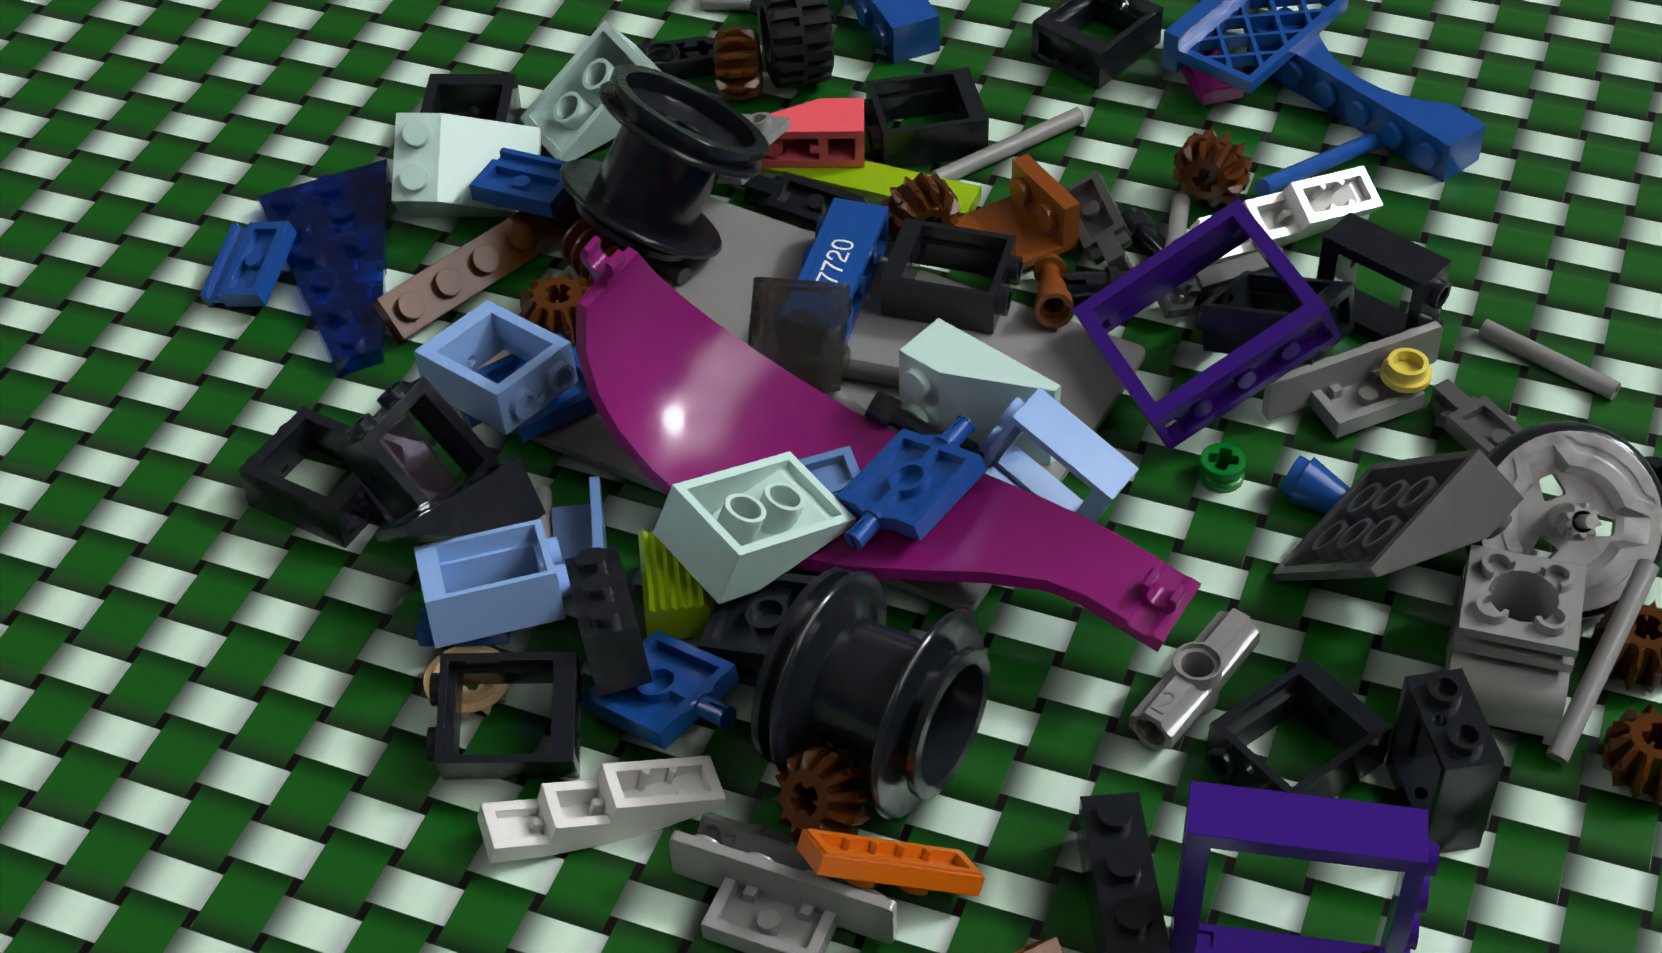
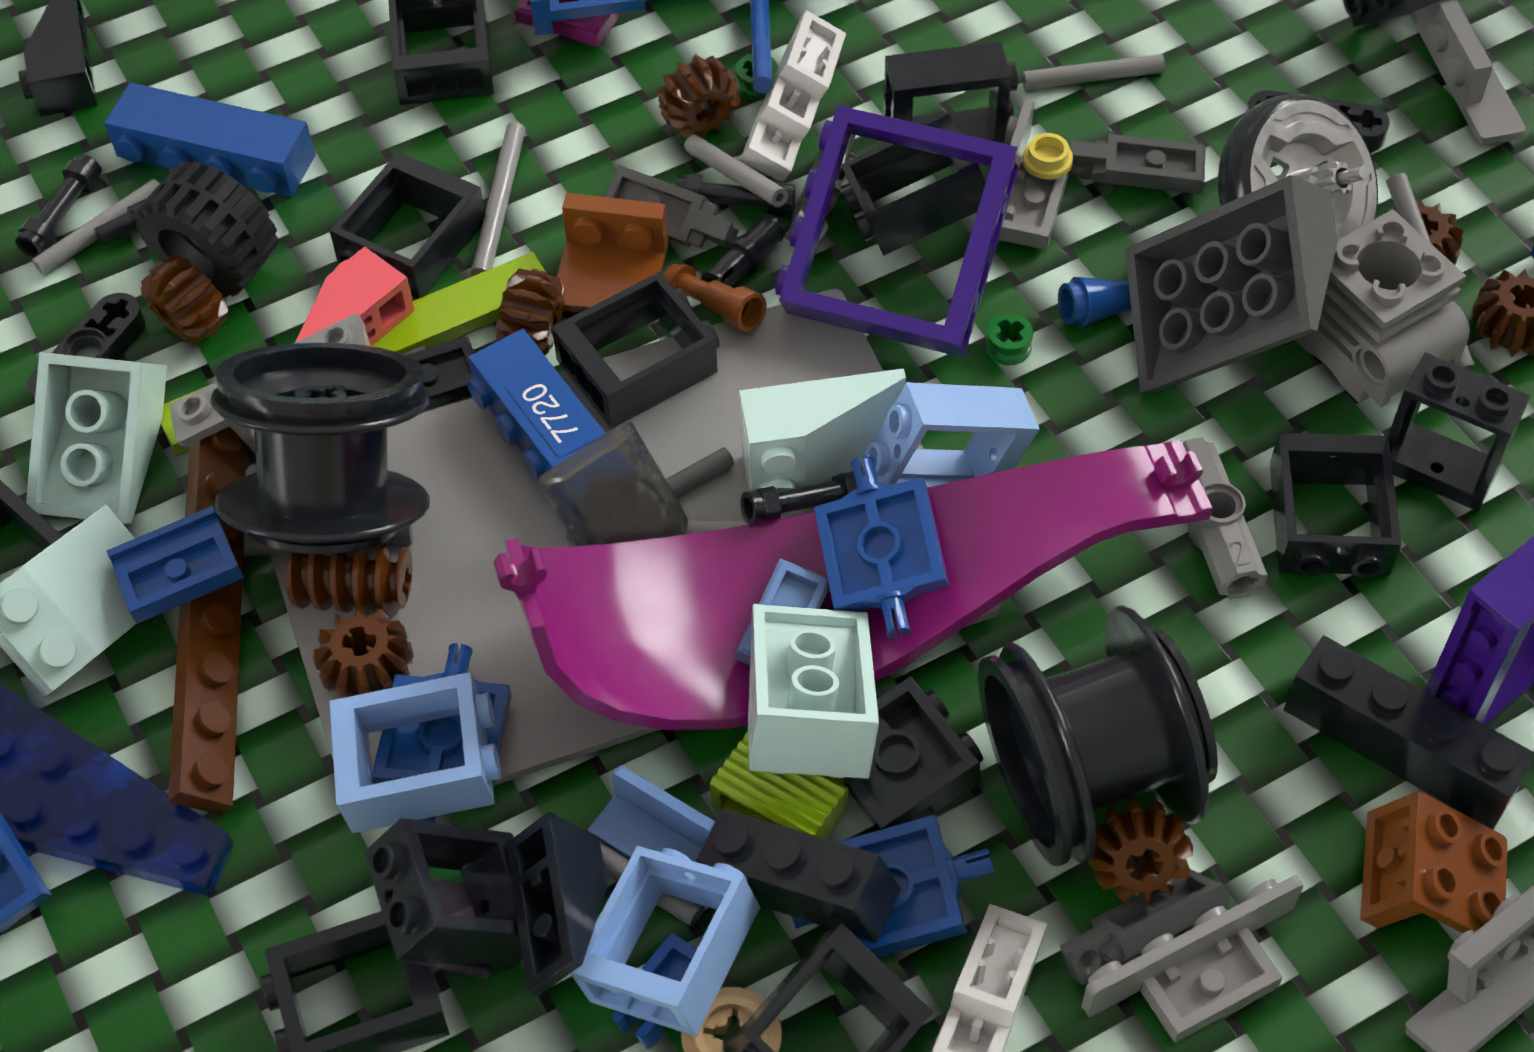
camera: 50 degrees left, 10 degrees up
(872, 860) = (1245, 852): orange plate -> none

